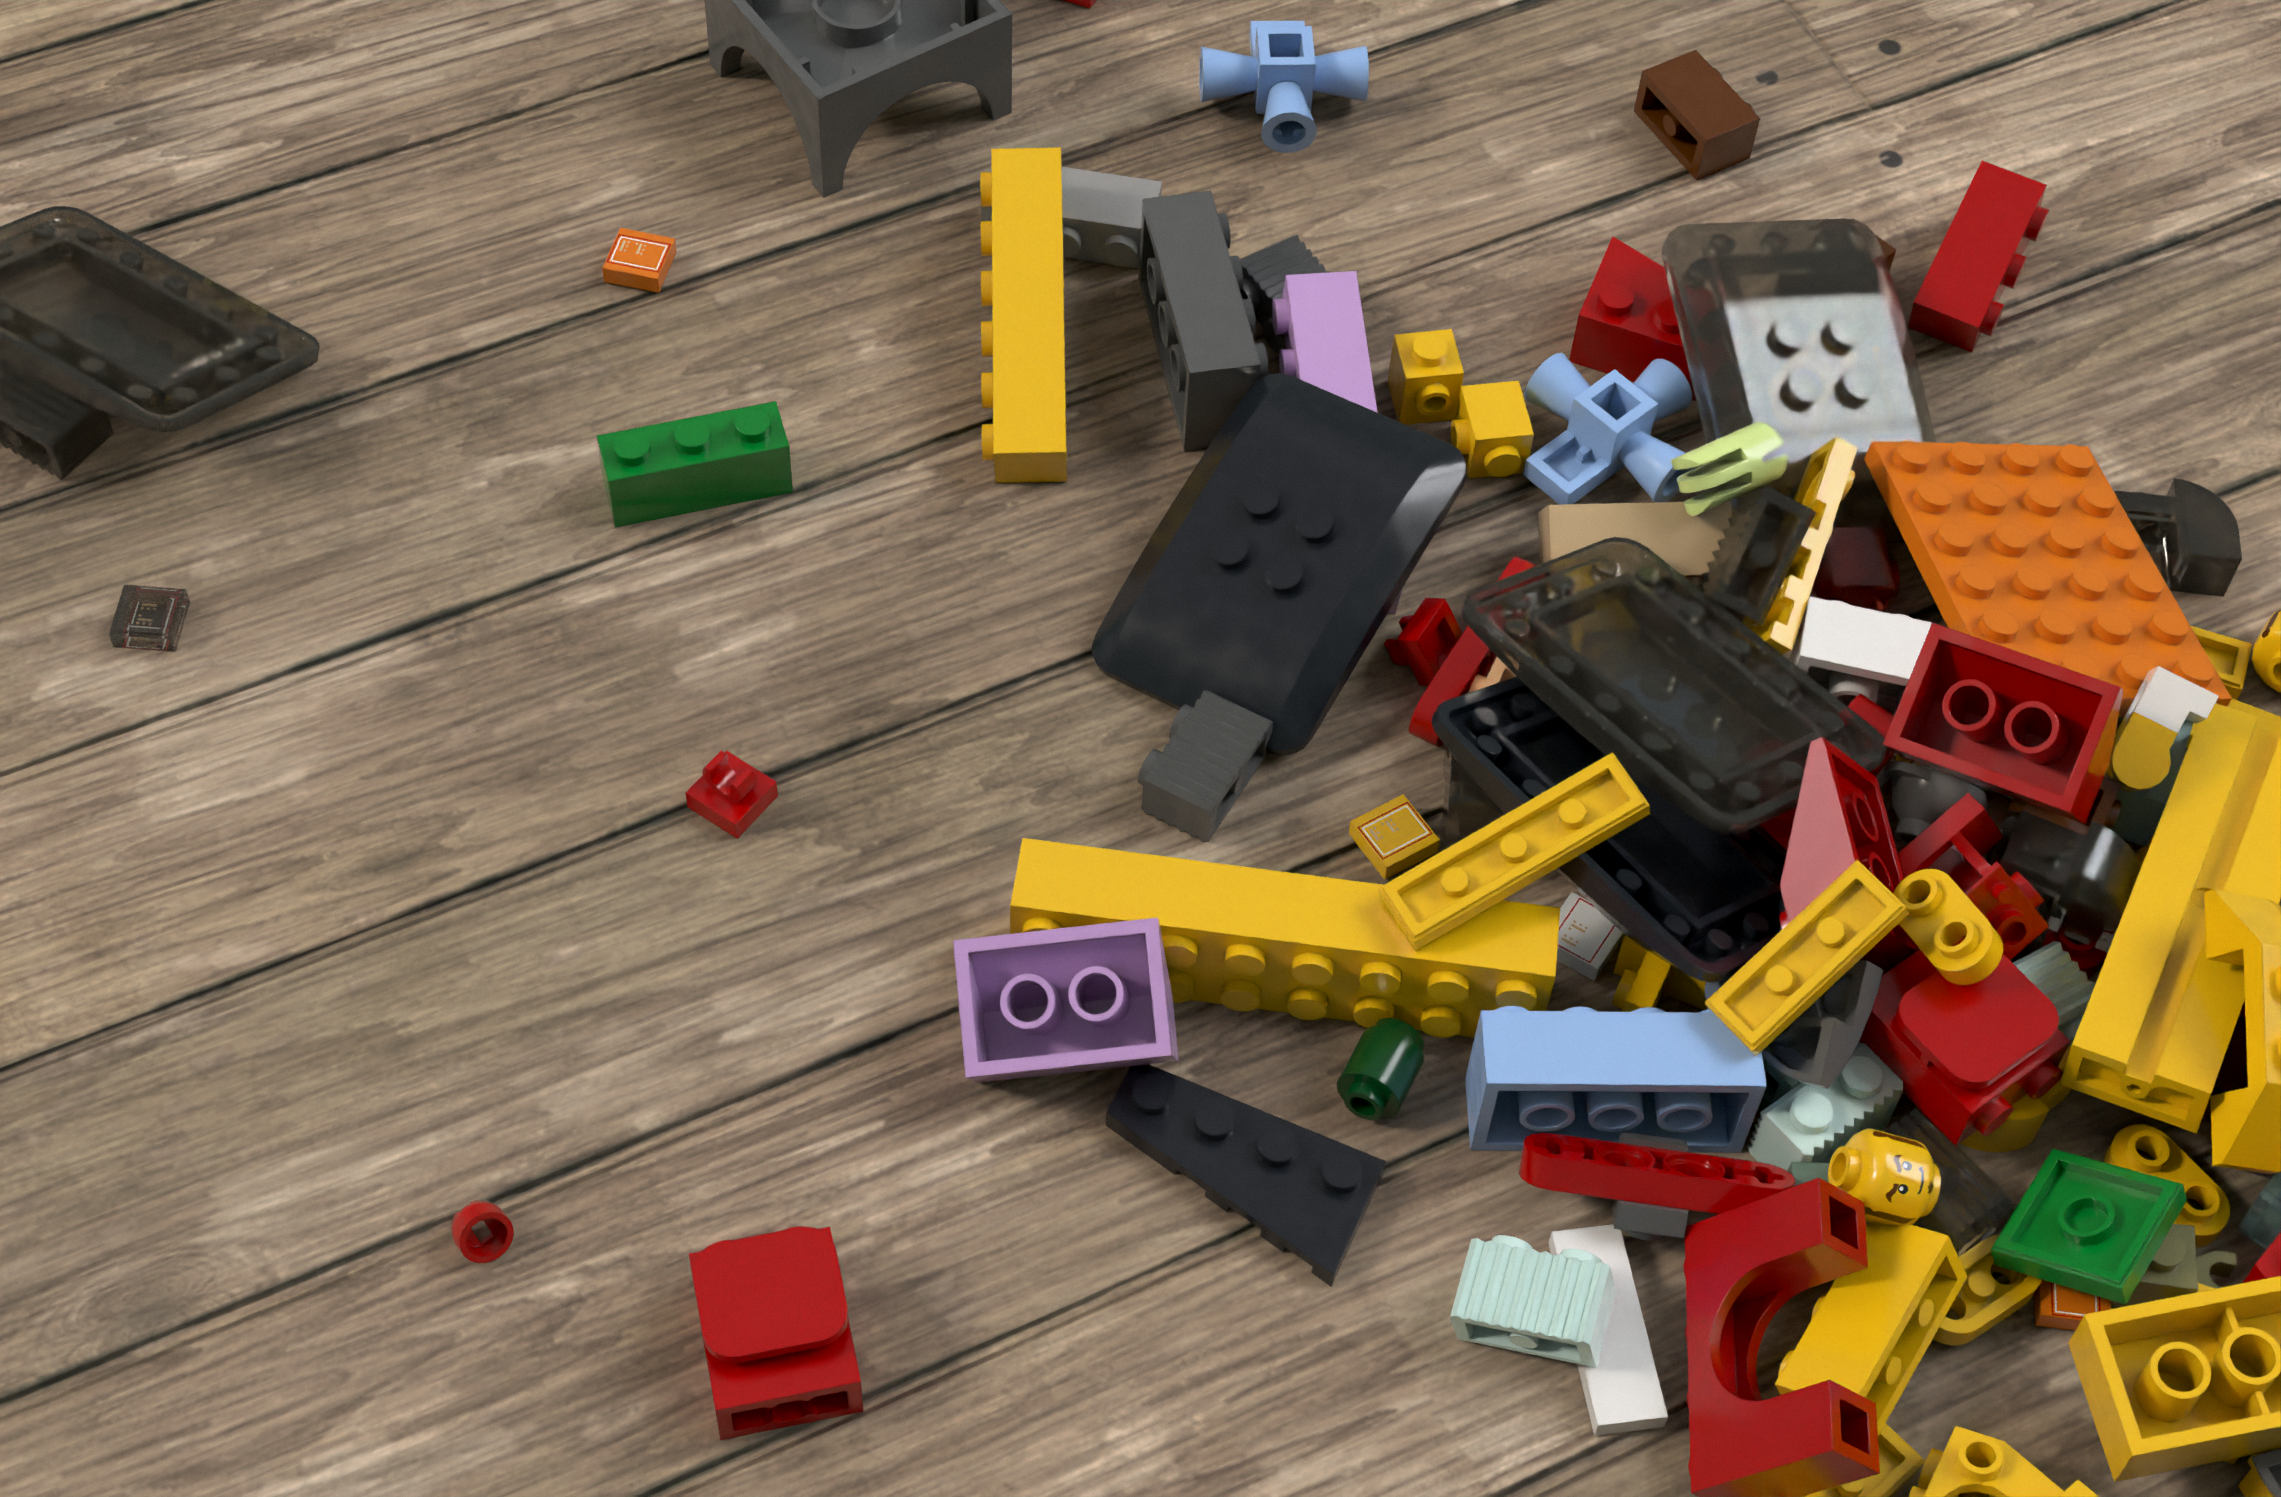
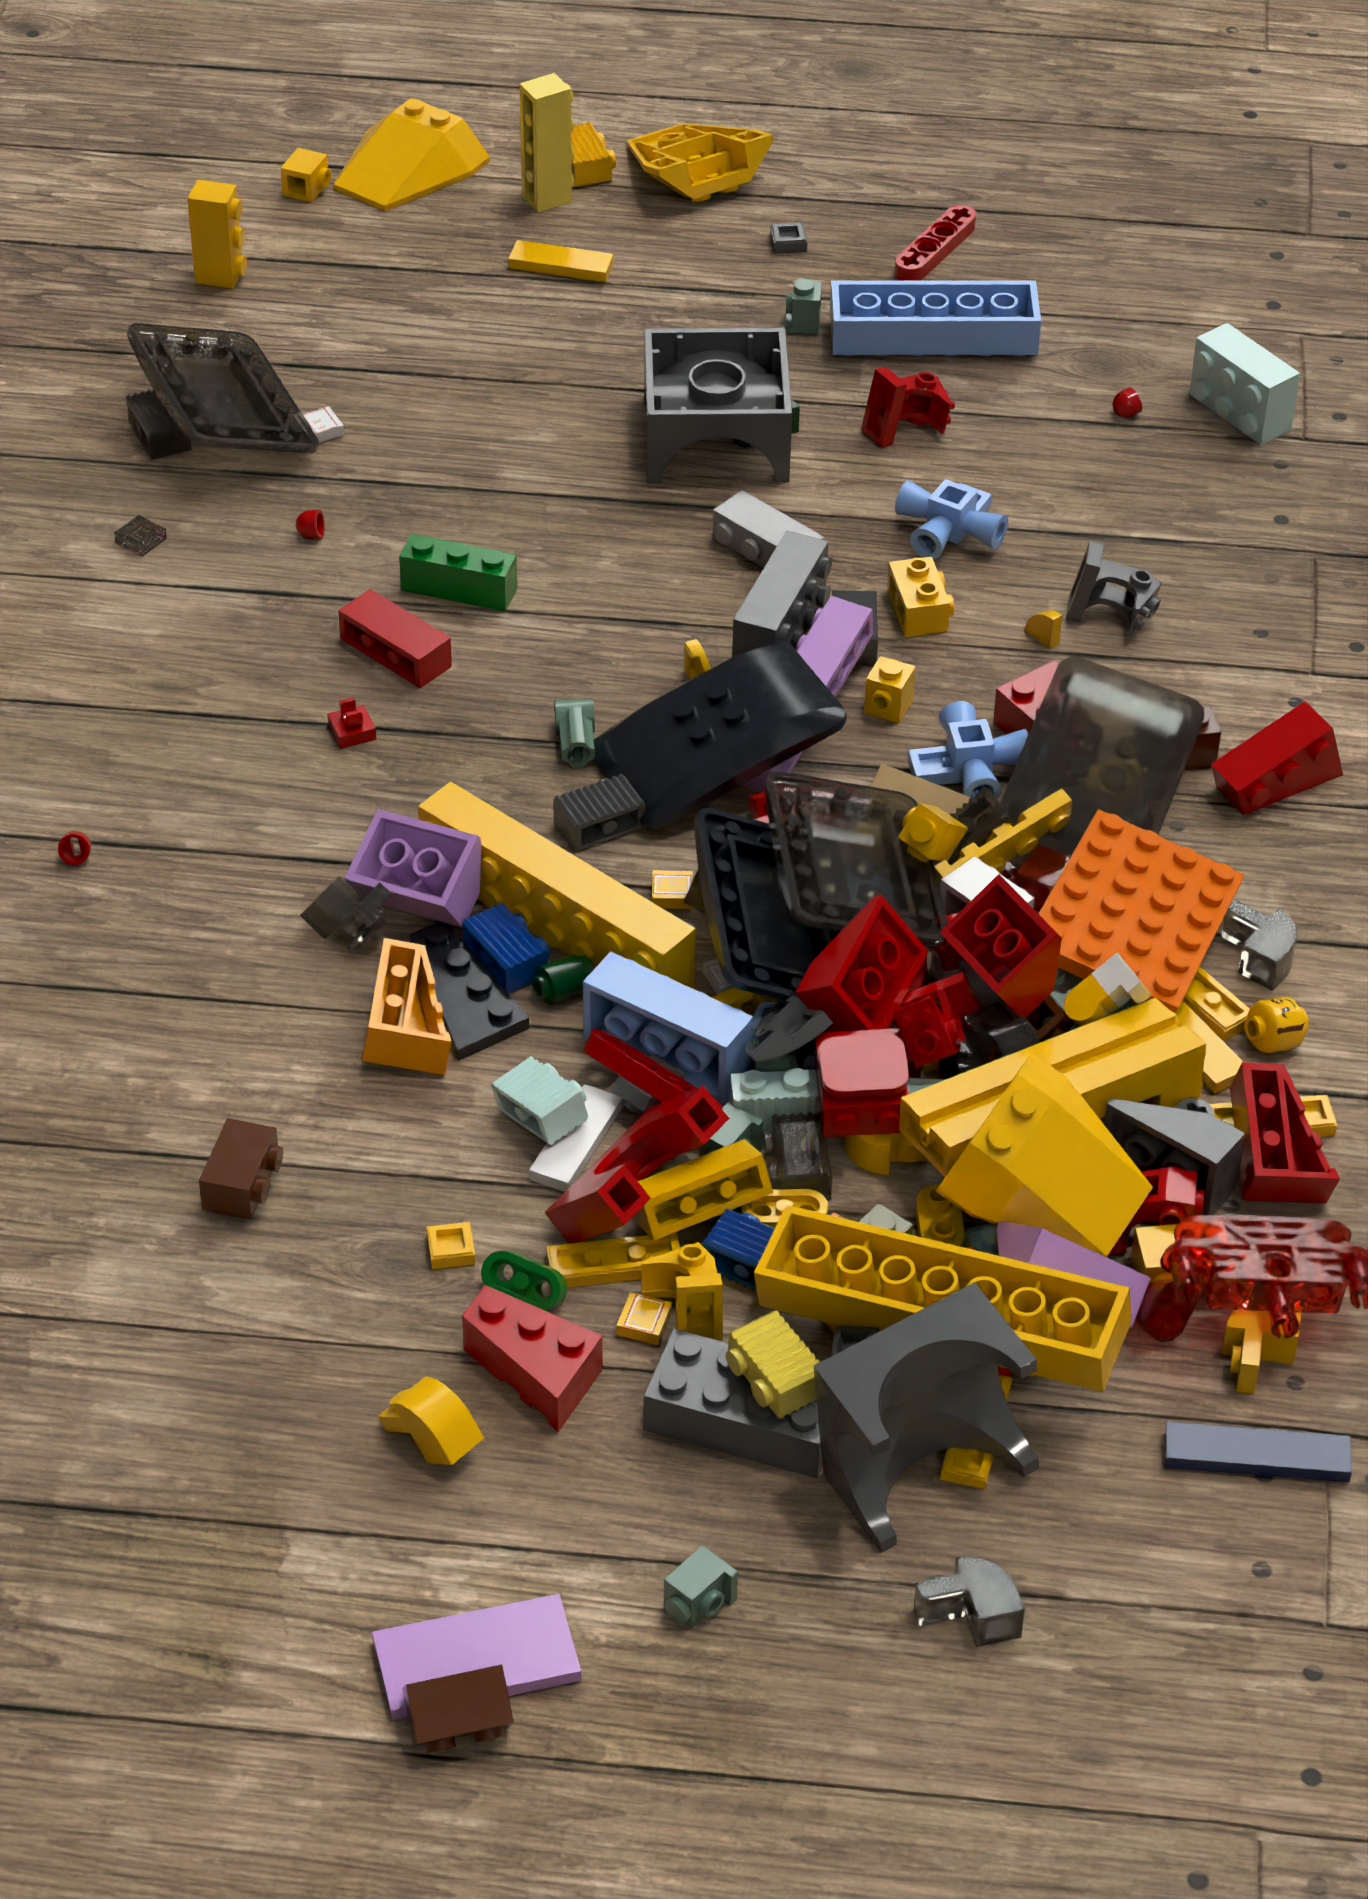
camera: 35 degrees right, 10 degrees down
(292, 301) = (325, 424): none -> white tile
(403, 481) = (311, 524): none -> red hinge
(639, 260) = (519, 472): orange tile -> none
(687, 616) = (395, 638): none -> red brick
(776, 1331) = (169, 942): red brick -> none
(996, 1133) = (344, 915): none -> clear smoke brick
(1026, 316) = (688, 569): yellow brick -> none
(1054, 632) = (576, 727): none -> sand green piece
(1143, 460) = (694, 659): none -> yellow tile
(1221, 1258) = (405, 1013): none -> light orange wedge
(1264, 1059) = (505, 946): none -> blue brick
(1338, 215) = (919, 596): none -> yellow brick
(1492, 429) = (904, 728): yellow brick -> none
(1514, 851) = (681, 882): yellow tile -> none
(1526, 188) = (1045, 627): none -> yellow tile
(1595, 90) = (1090, 589): none -> dark grey tile
(1696, 114) = (1186, 628): reddish brown brick -> none
(1733, 468) = (999, 781): yellowish green arm -> none
(1744, 592) = (931, 833): none -> yellow brick
(1806, 957) = (786, 991): yellow tile -> none
(1888, 1175) = (757, 1120): yellow head -> none
(1943, 921) = (878, 1012): yellow plate -> none
(2004, 1384) = (738, 1246): none -> blue brick
(2089, 1225) = (856, 1194): green tile -> none

